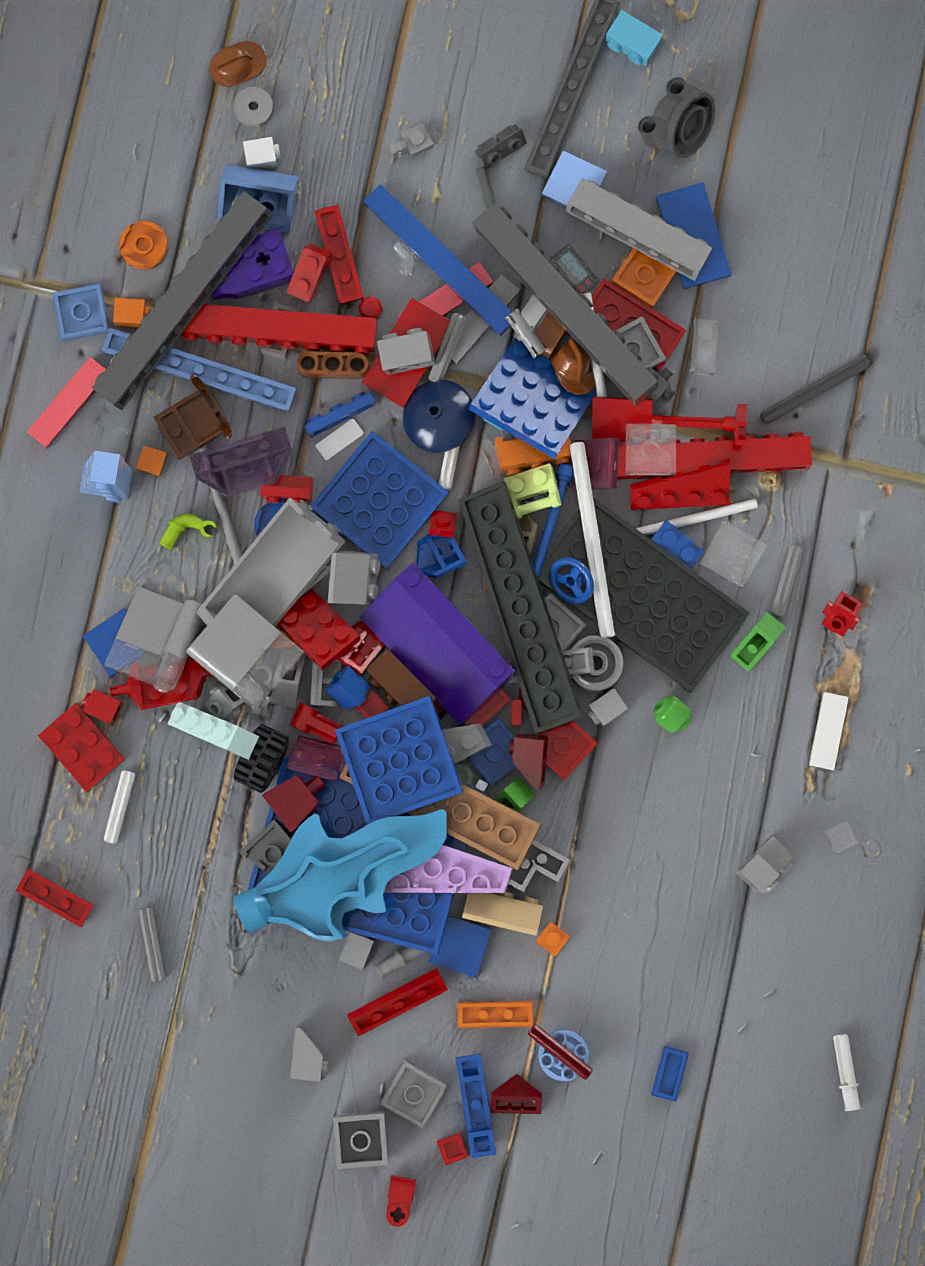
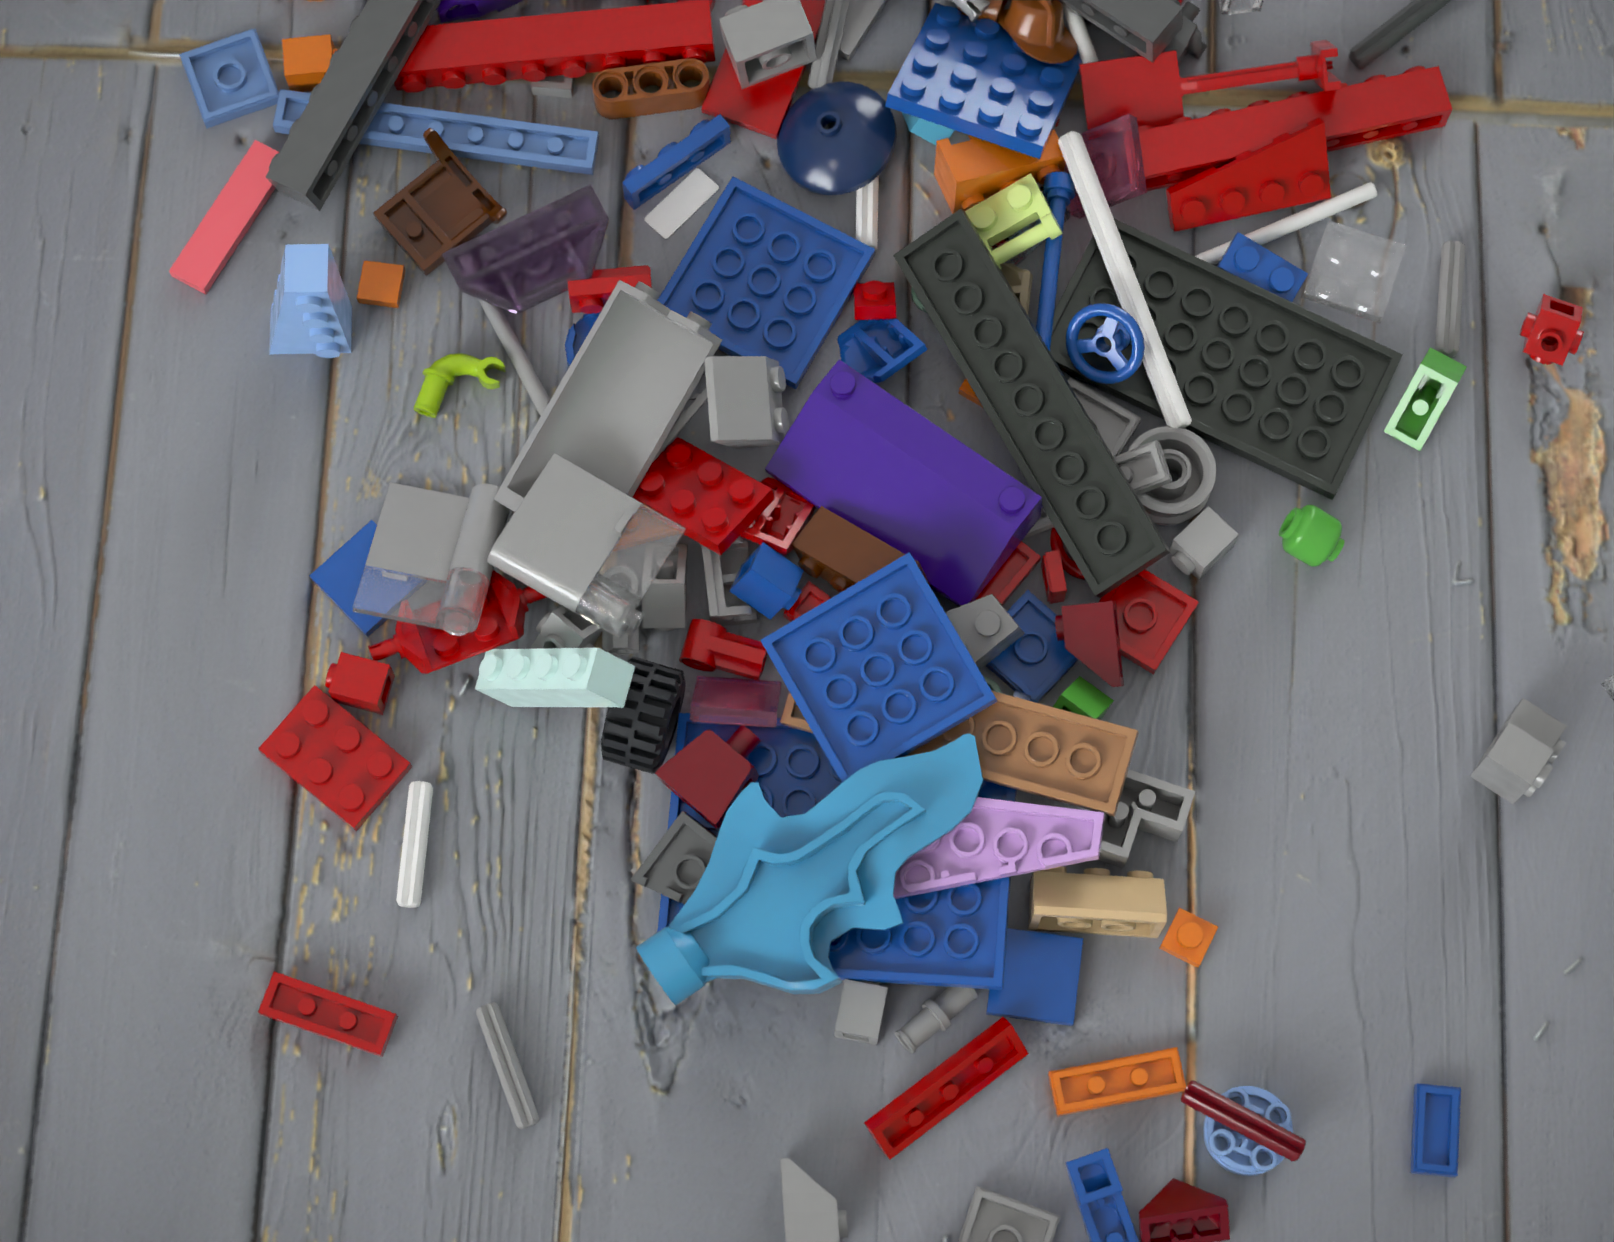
camera: 10 degrees left, 10 degrees down
(650, 449) = (1189, 125): clear plate -> none
(828, 731) = (1572, 522): white tile -> none

